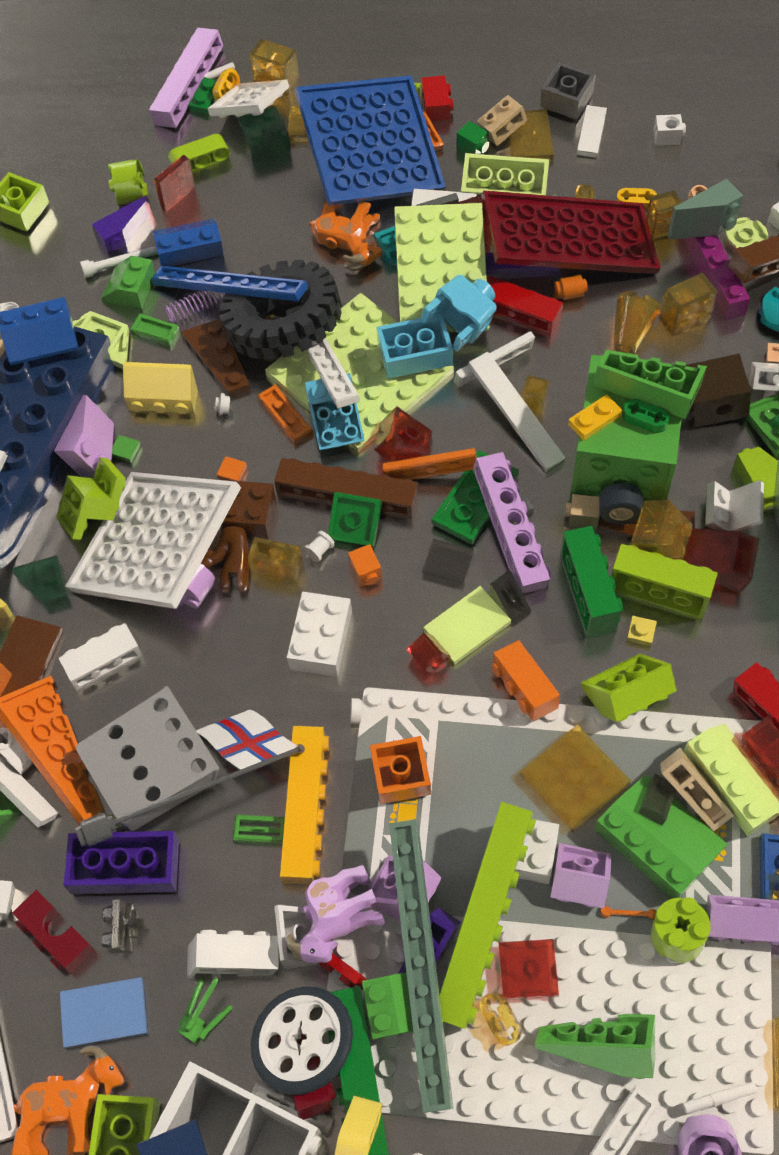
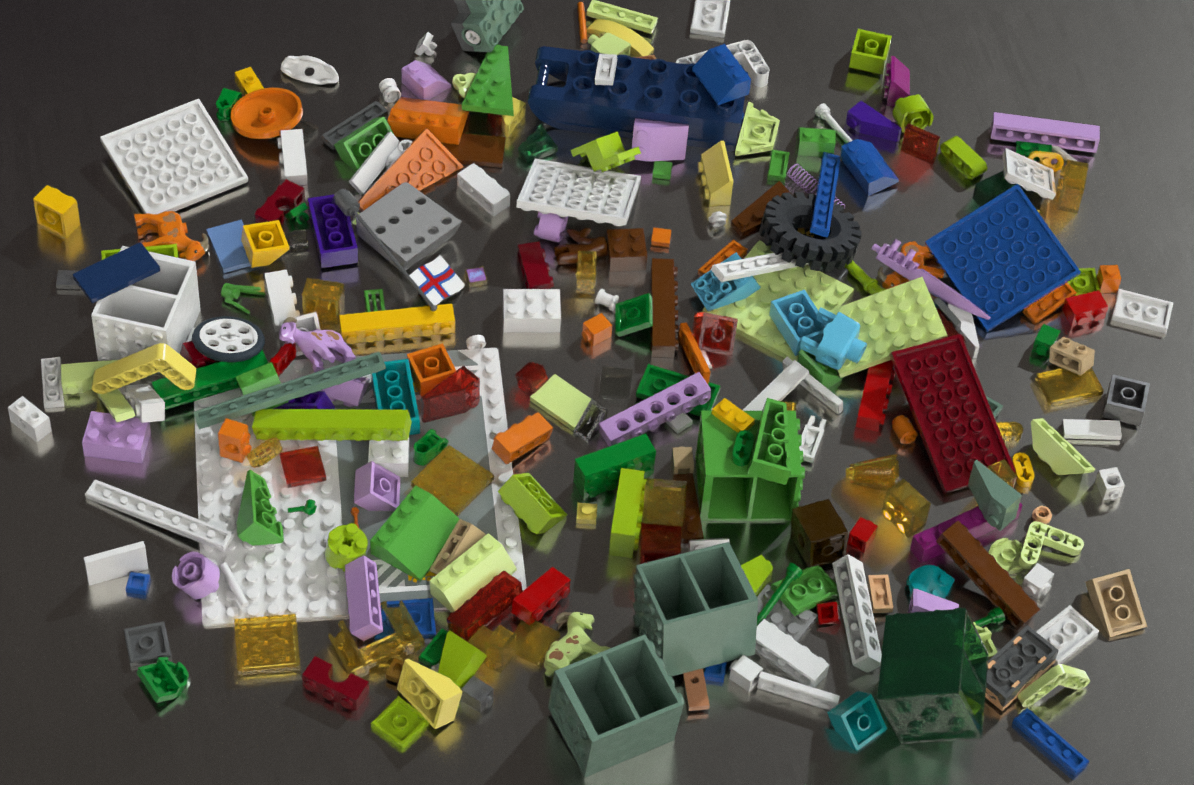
camera: 70 degrees right, 10 degrees down
(70, 908) = (298, 212): none -> green tile
(75, 189) = (896, 81): none -> magenta slope
(126, 961) = (264, 242): none -> yellow slope
(241, 692) = (476, 276): none -> tile
(249, 893) = (325, 299): none -> clear yellow brick
(251, 619) = (533, 266): none -> dark red brick
(359, 276) = (869, 284): none -> lime pin
(362, 226) = (908, 269): none -> lavender piece
(402, 65) = (1109, 278): none -> orange brick
(445, 56) = (1142, 311): none -> white tile
(446, 822) = (395, 390): none -> teal brick
(448, 741) = (451, 396): none -> clear red slope
(484, 343) = (824, 374): none -> bright green slope
(485, 1057) = (234, 440): none -> orange brick
(504, 174) = (1003, 366): yellowish green slope -> none
(519, 792) = (428, 447): none -> green piece
(563, 376) = (811, 439): none -> white hinge
(599, 970) = (309, 508): none -> green hand
(620, 503) = (687, 470): black wheel -> none
(630, 158) = (1057, 450): none -> yellowish green wedge
(658, 799) = (438, 523): clear smoke tile -> none
(708, 350) = (862, 534): none -> red brick
(761, 214) = (1039, 540): none -> yellowish green beam

